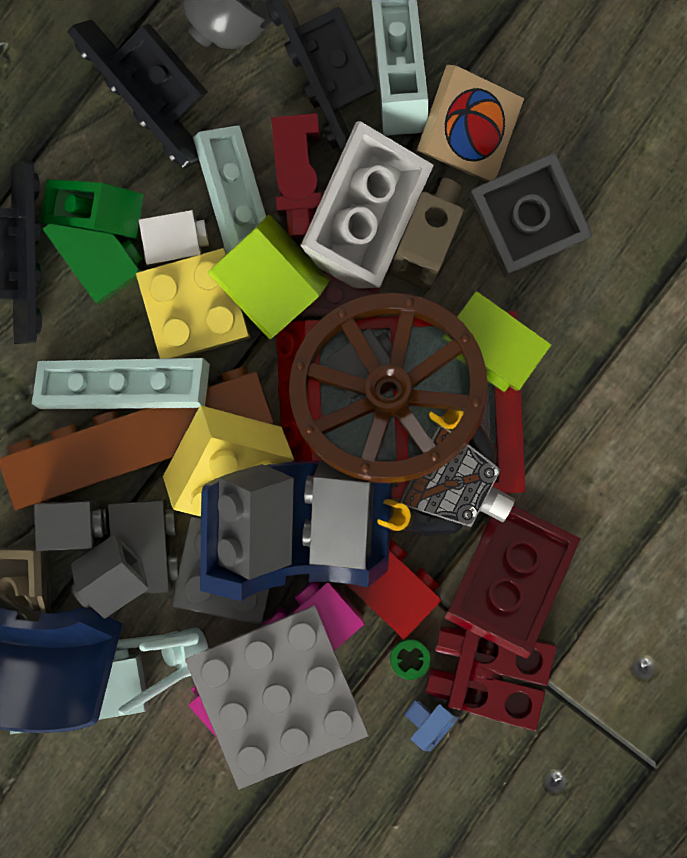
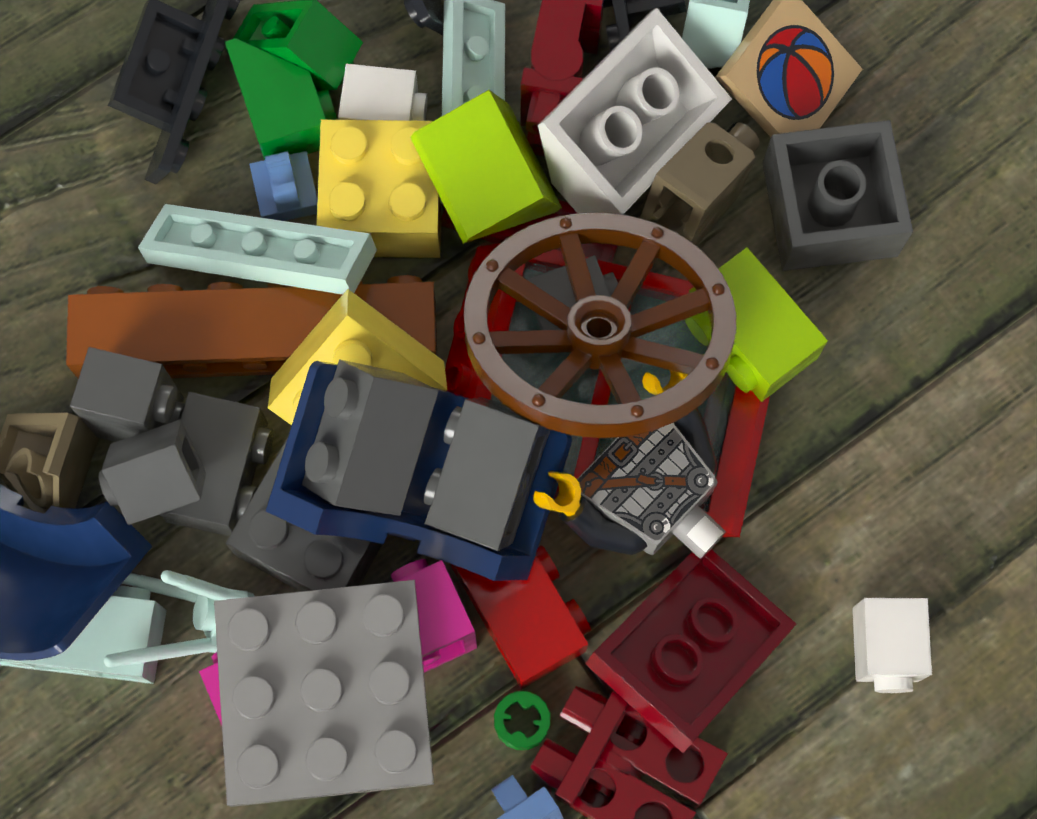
camera: 15 degrees right, 15 degrees down
(120, 320) = (284, 186): none -> medium blue tile
(649, 533) = (892, 643): none -> white brick

